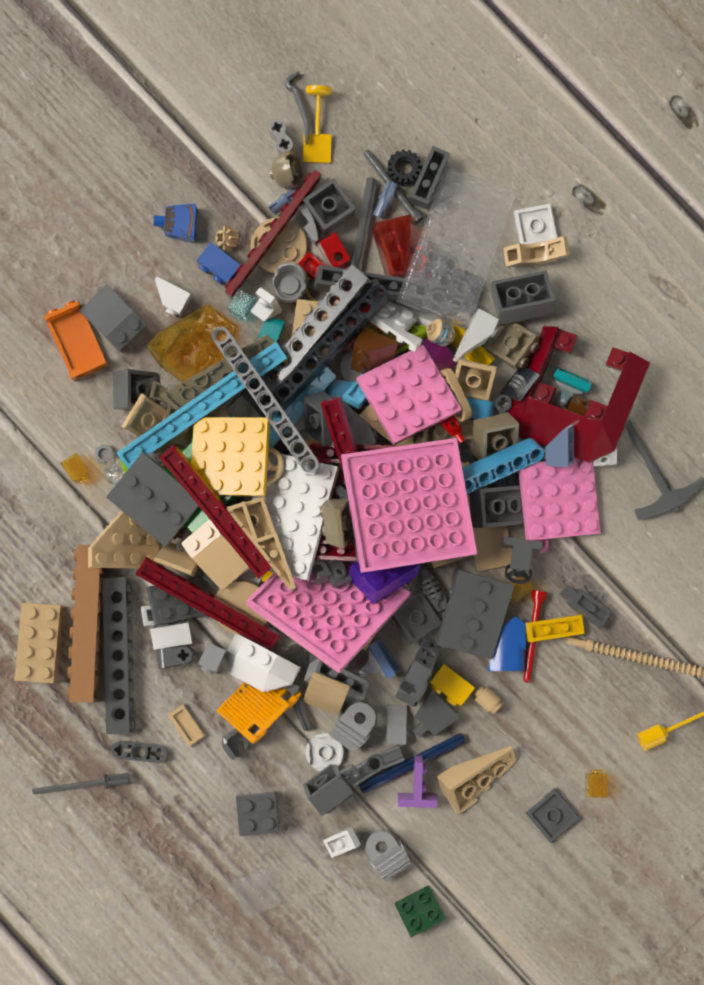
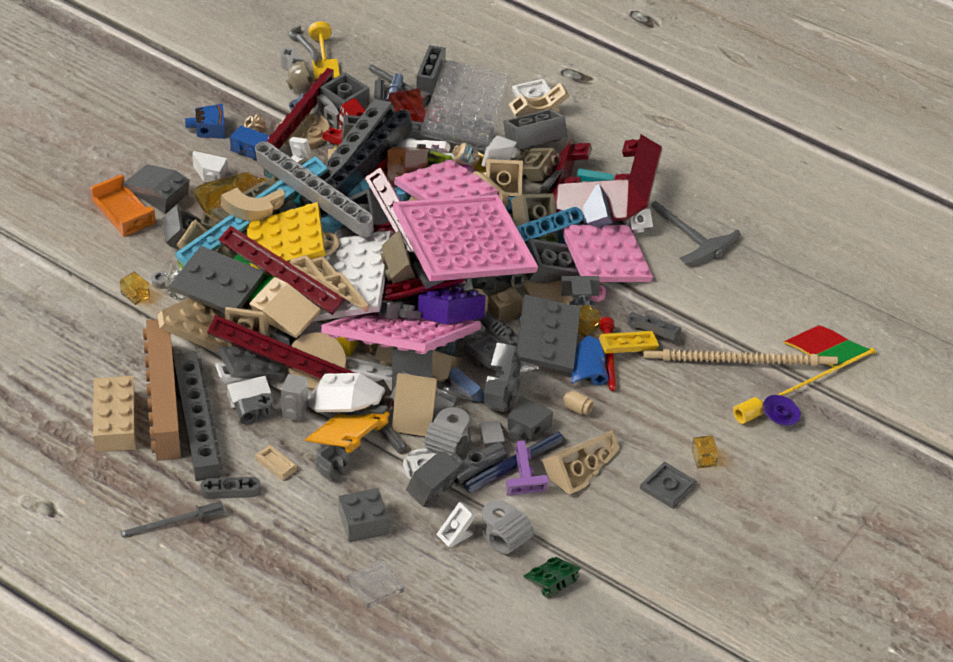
camera: 10 degrees left, 40 degrees down
(199, 412) = (251, 208): none -> tan arch
(290, 282) = (320, 139): light grey piece -> none
(404, 178) = (407, 67): black tyre -> none
(451, 685) = (540, 393): yellow brick -> none
(691, 744) = (781, 410): none -> dark purple dish

